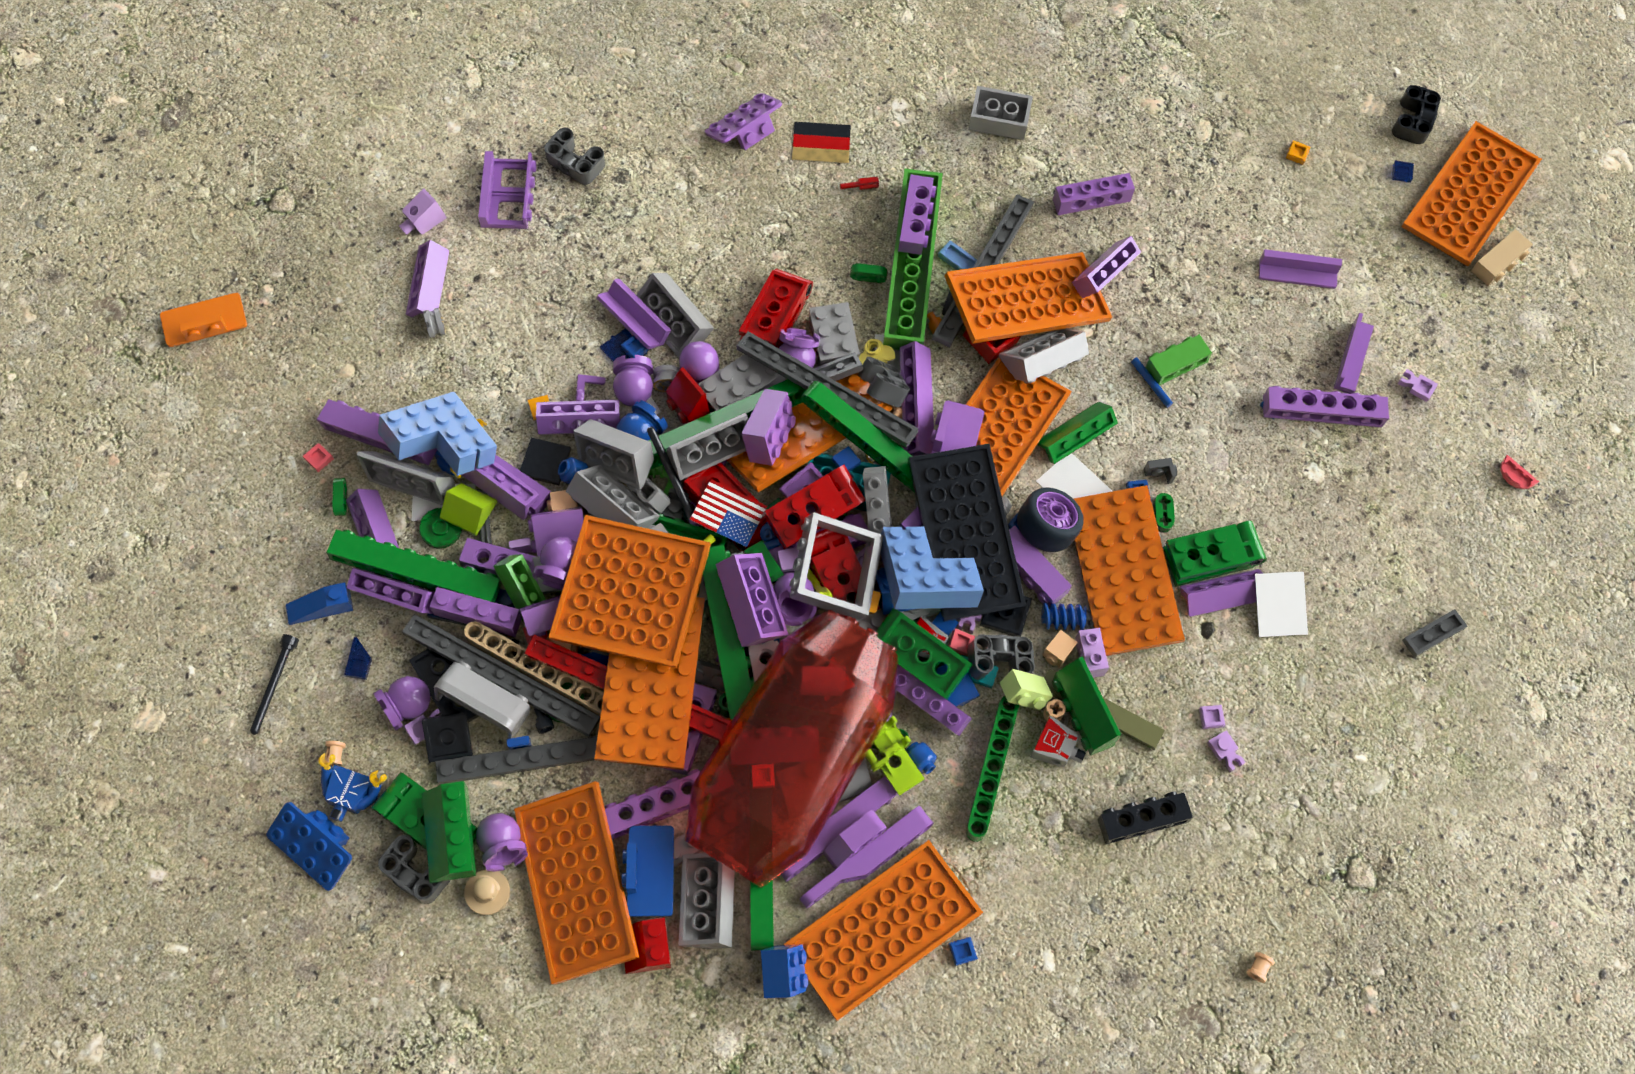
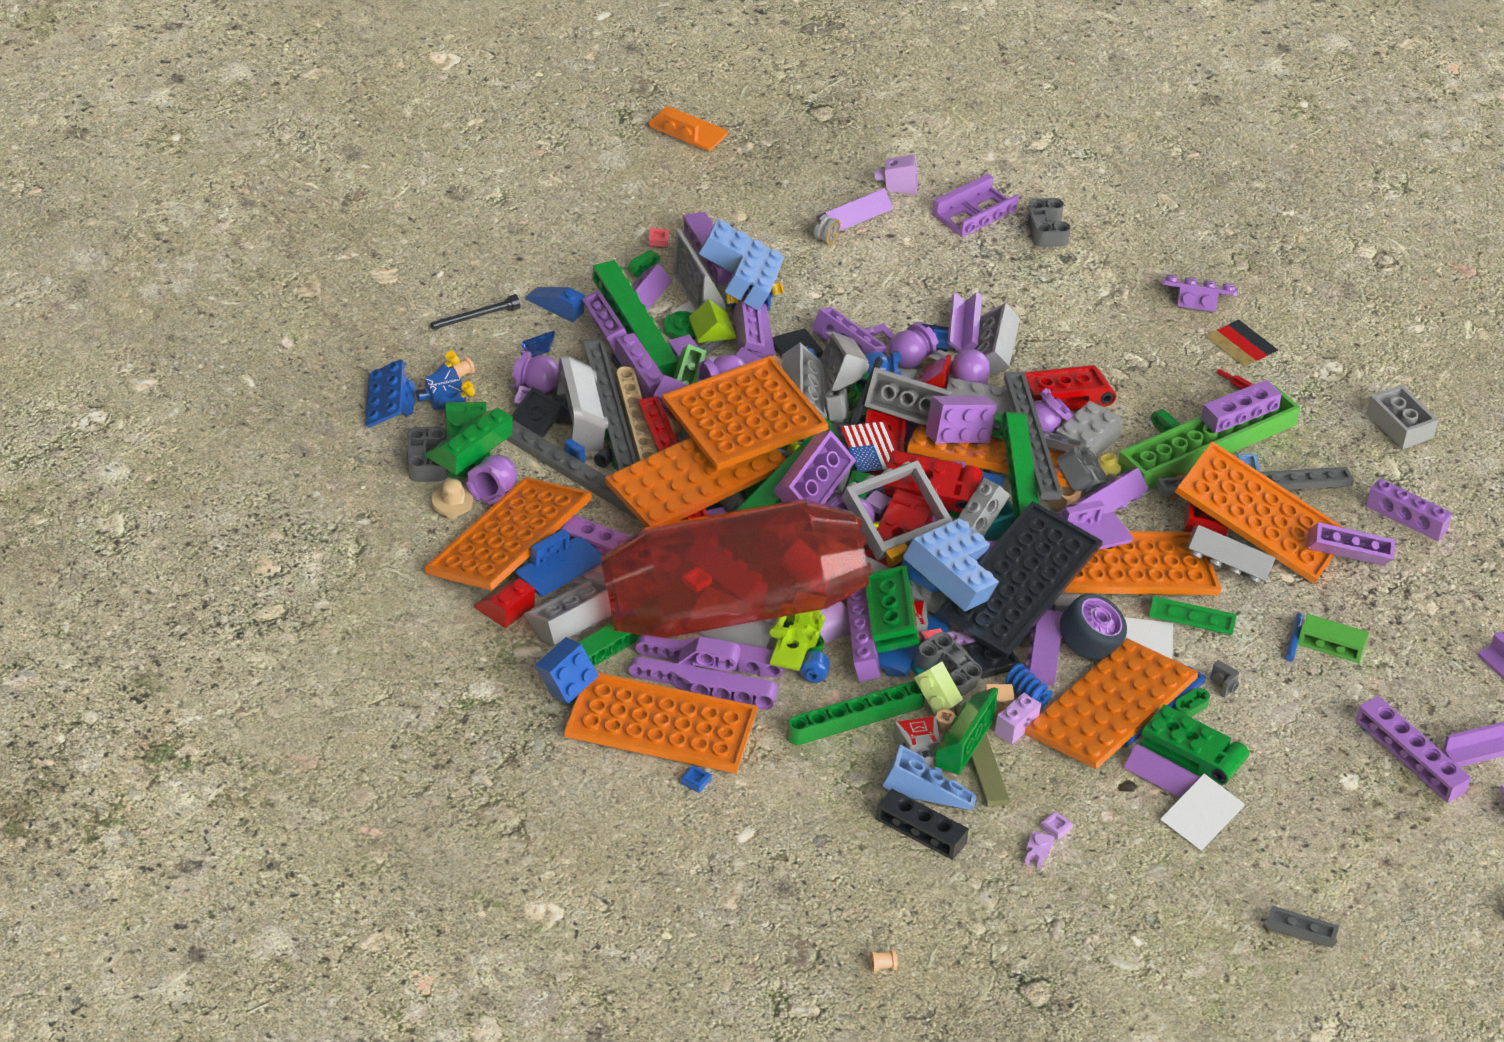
camera: 50 degrees right, 25 degrees down
(1100, 780) = (919, 781): none -> medium blue wedge

